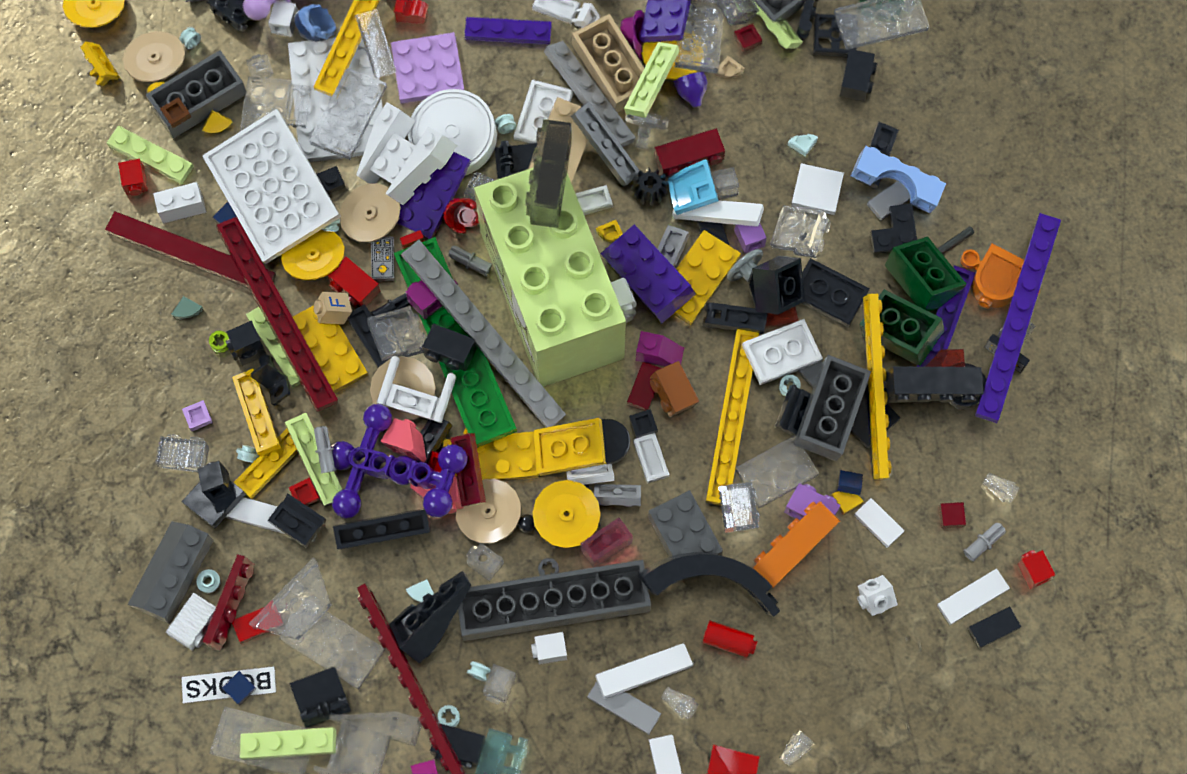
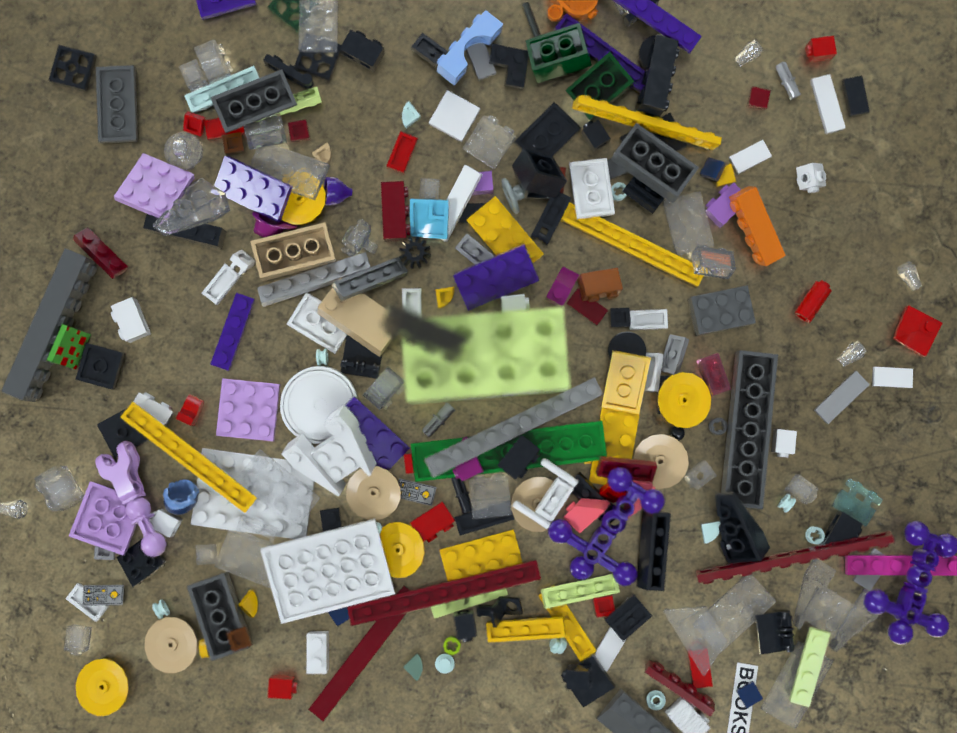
camera: 75 degrees left, 15 degrees up
(102, 66) = (163, 692): yellow plate -> none
(150, 154) = (262, 667): yellowish green plate -> none
(181, 453) = (544, 698): clear brick -> none
(197, 339) = (444, 663): none -> light aqua plate
(197, 415) = (513, 678): lavender plate -> none
(324, 449) = (579, 581): light grey axle -> none
(332, 308) = (453, 545): tan brick -> none
(375, 43) = (218, 449): clear tile -> none
(461, 214) = (396, 416): red hair -> none
(643, 670) = (820, 374): white tile -> none
(651, 79) = (325, 222): yellowish green plate -> none
(686, 565) = (758, 304): black arch -> none
(758, 146) = (402, 152): none -> red tile
(845, 341) = (595, 135): none -> black brick
(948, 358) = (637, 60): clear red tile -> none

